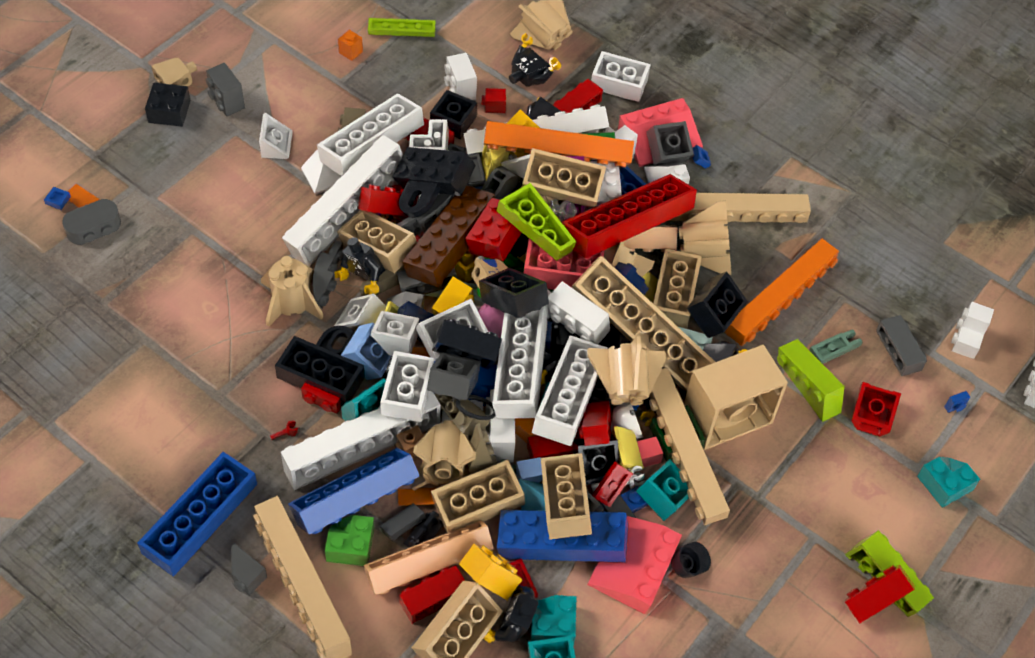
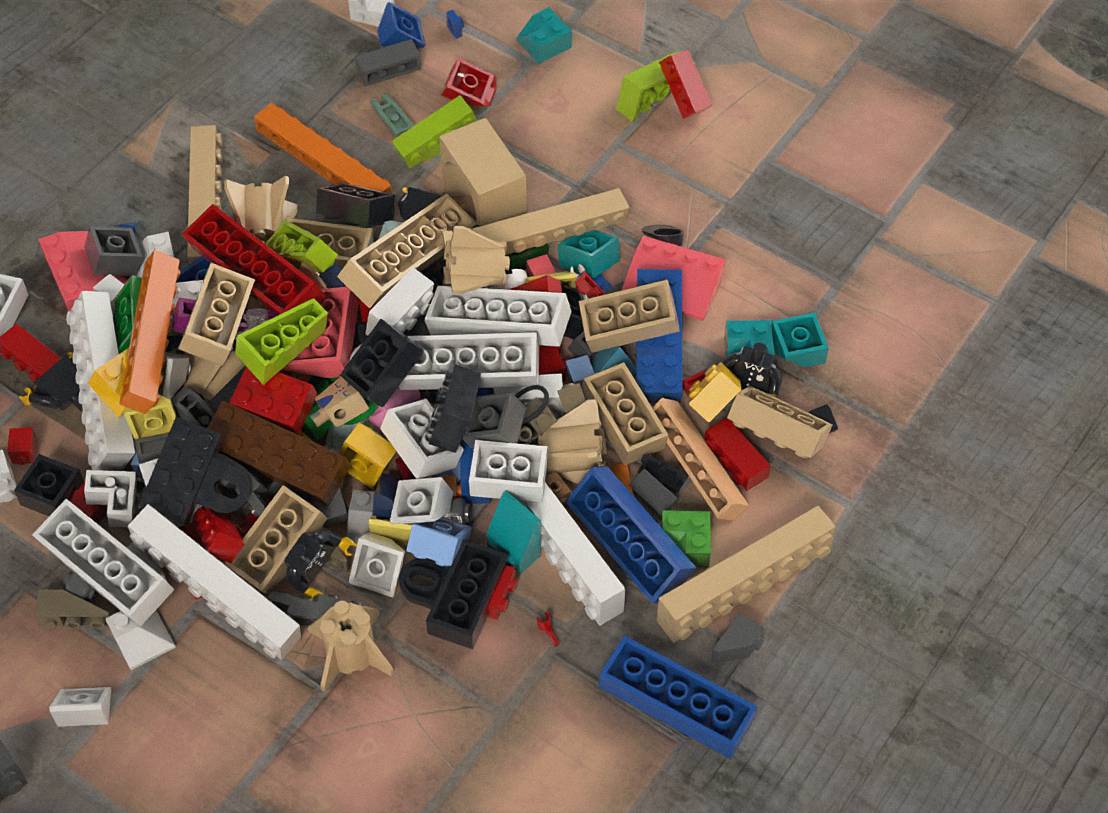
camera: 90 degrees left, 0 degrees up
(648, 248) = (301, 246): none -> lime wedge
(945, 357) = (399, 26): none -> blue slope

